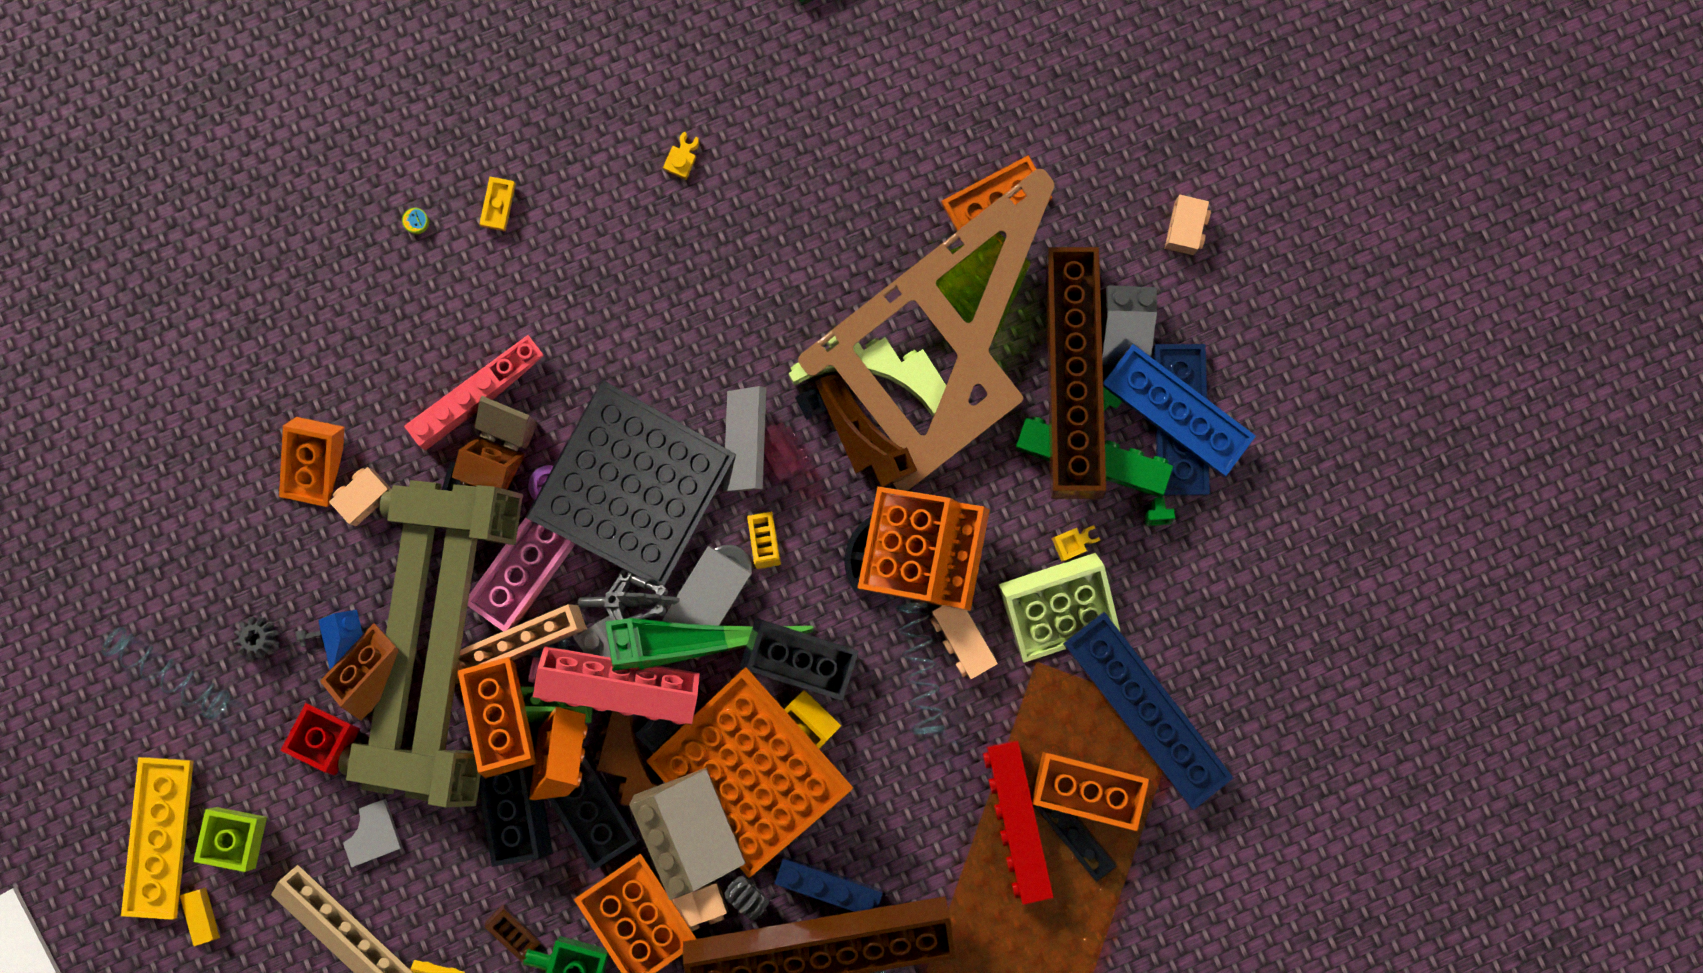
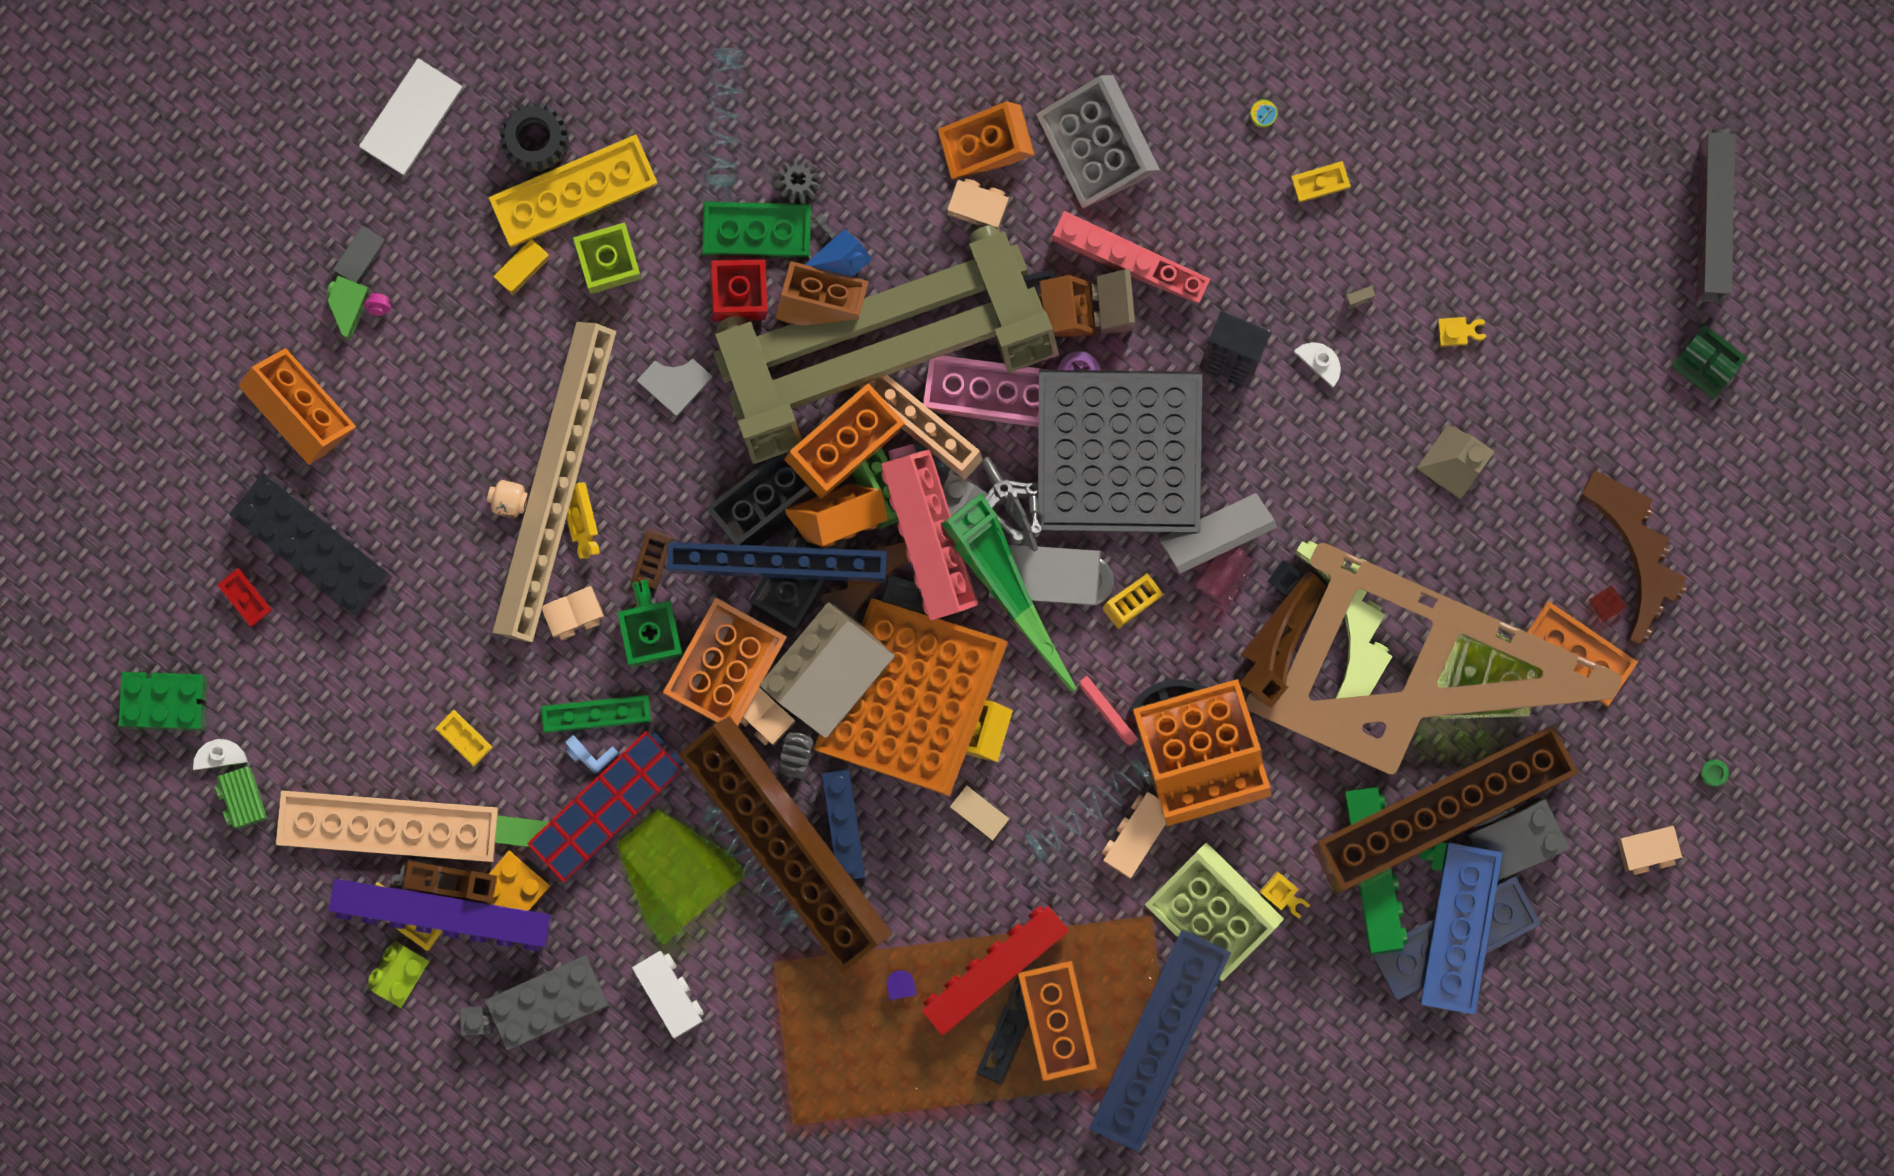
camera: 65 degrees right, 0 degrees up
(70, 852) = (530, 116): none -> black tyre
(279, 695) = (756, 230): none -> green tile
(361, 368) = (1097, 141): none -> light grey slope
(570, 832) = (776, 562): none -> dark blue brick
(596, 340) = (1234, 349): none -> black brick
(610, 221) = (1359, 297): none -> dark tan tile
(646, 280) = (1320, 360): none -> white plate
(787, 214) = (1455, 460): none -> dark tan slope
(822, 667) = (1044, 715): black brick -> none
(846, 609) = (1107, 711): none -> coral tile
(876, 762) = (979, 813): none -> tan tile
(939, 99) = (1655, 582): none -> reddish brown arch
(967, 155) = (1607, 603): none -> clear red tile
(990, 908) = (900, 985): none -> dark purple tile
(1149, 142) = (1714, 773): none -> green tile
(1159, 514) = (1352, 962): green tile -> none

